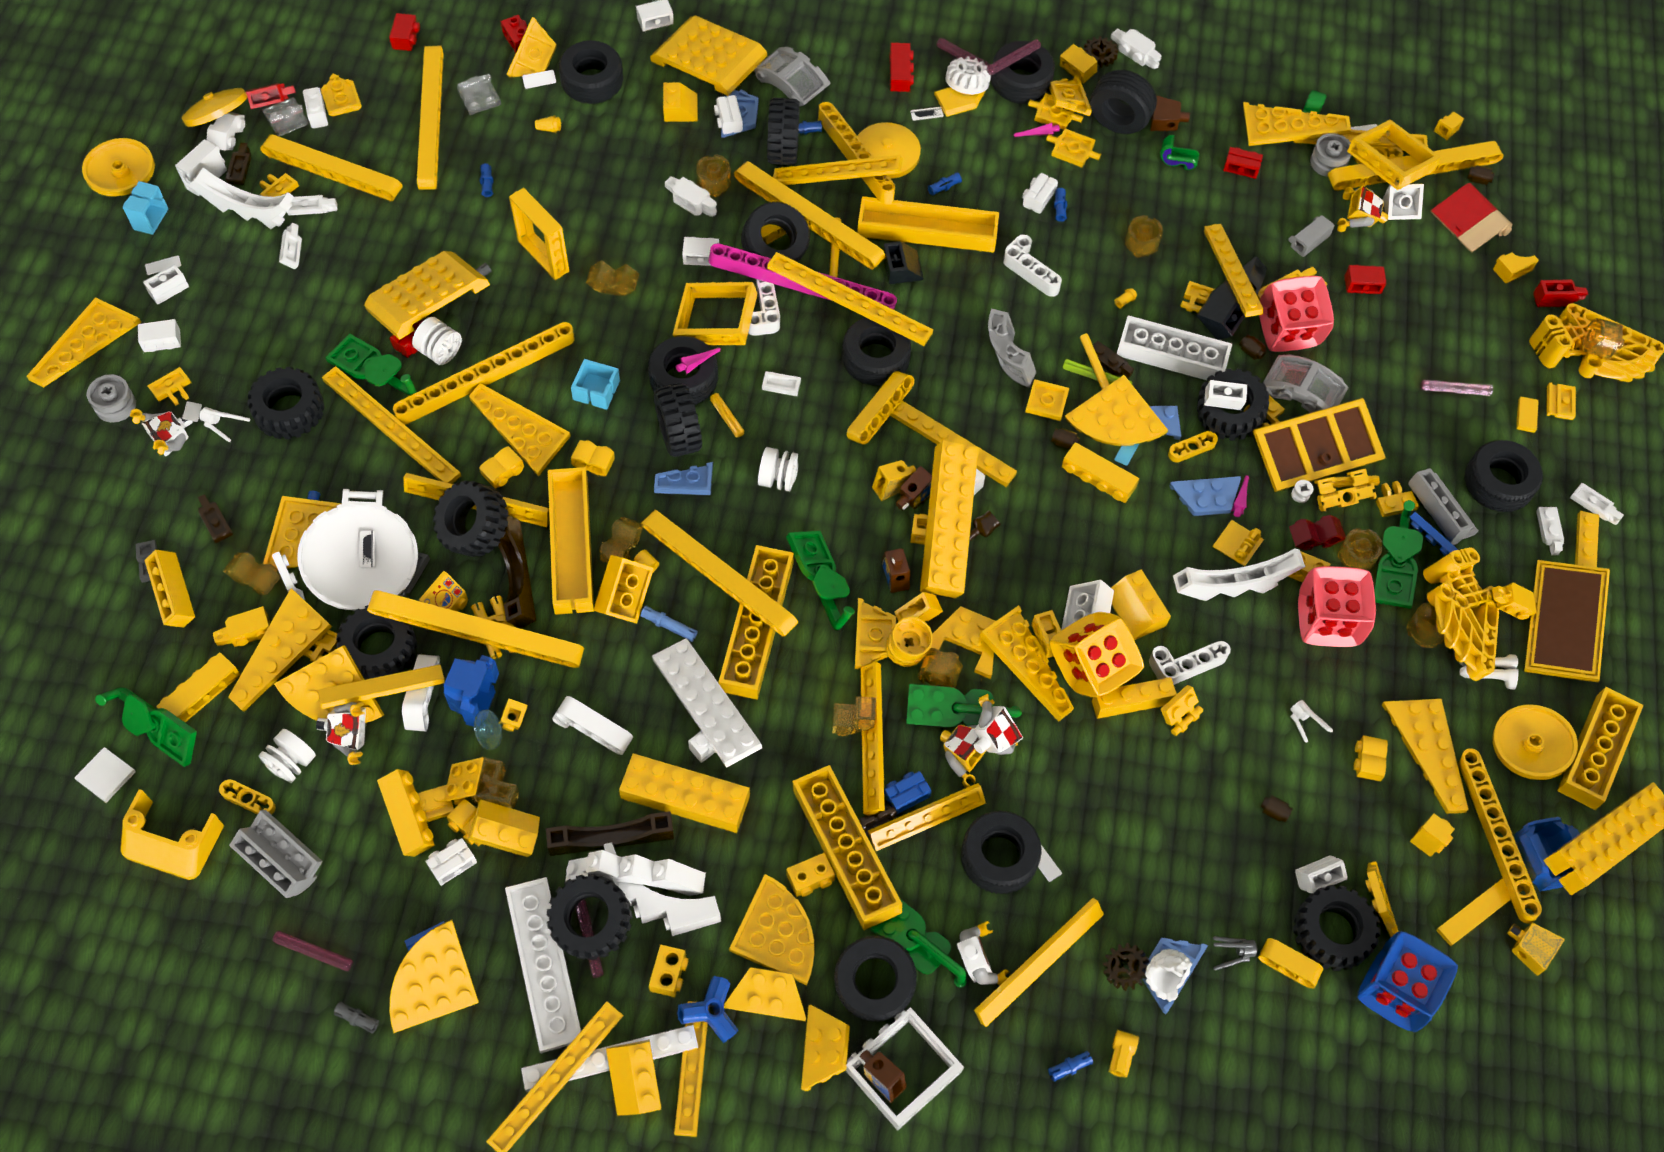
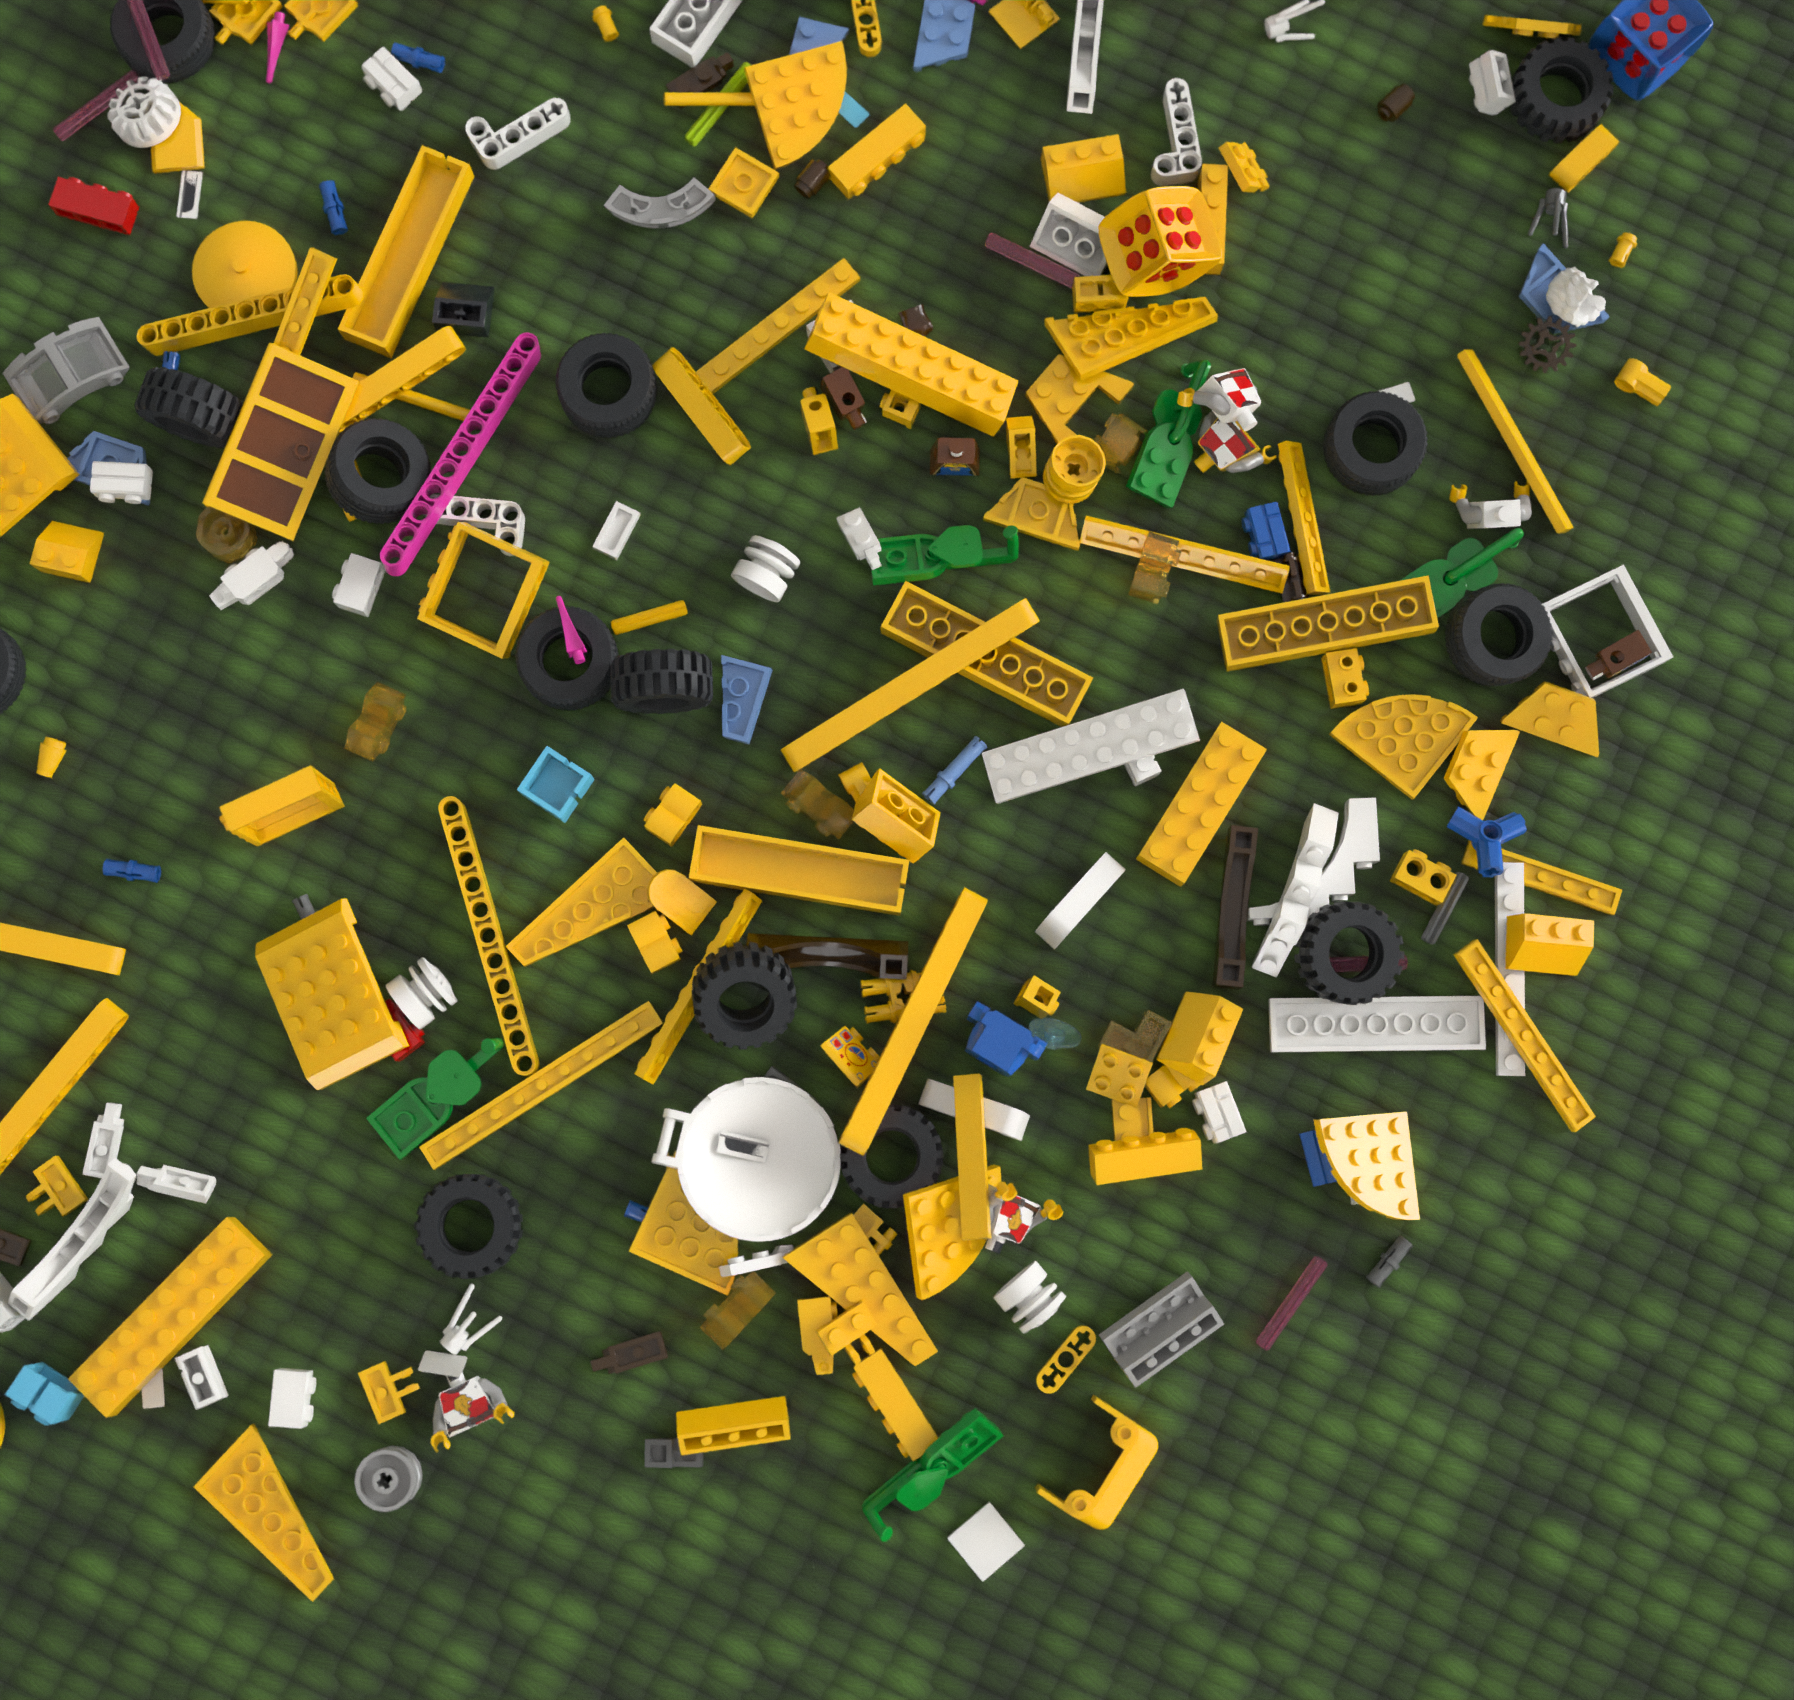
camera: 75 degrees left, 20 degrees up
(204, 261) = (170, 1317): none -> yellow brick
(246, 640) = (846, 1329): none -> yellow hinge
(533, 473) = (679, 899): none -> yellow window
(648, 995) = (1444, 909): none -> dark grey axle
(765, 177) = (280, 442): none -> door
(819, 524) = (860, 537): none -> white hinge
(850, 299) = (526, 395): yellow plate -> none
(1059, 588) = (1030, 259): none -> clear pink axle
(1070, 1066) = (1641, 446): blue pin -> none
(1228, 1012) = (1625, 244): none -> yellow pin

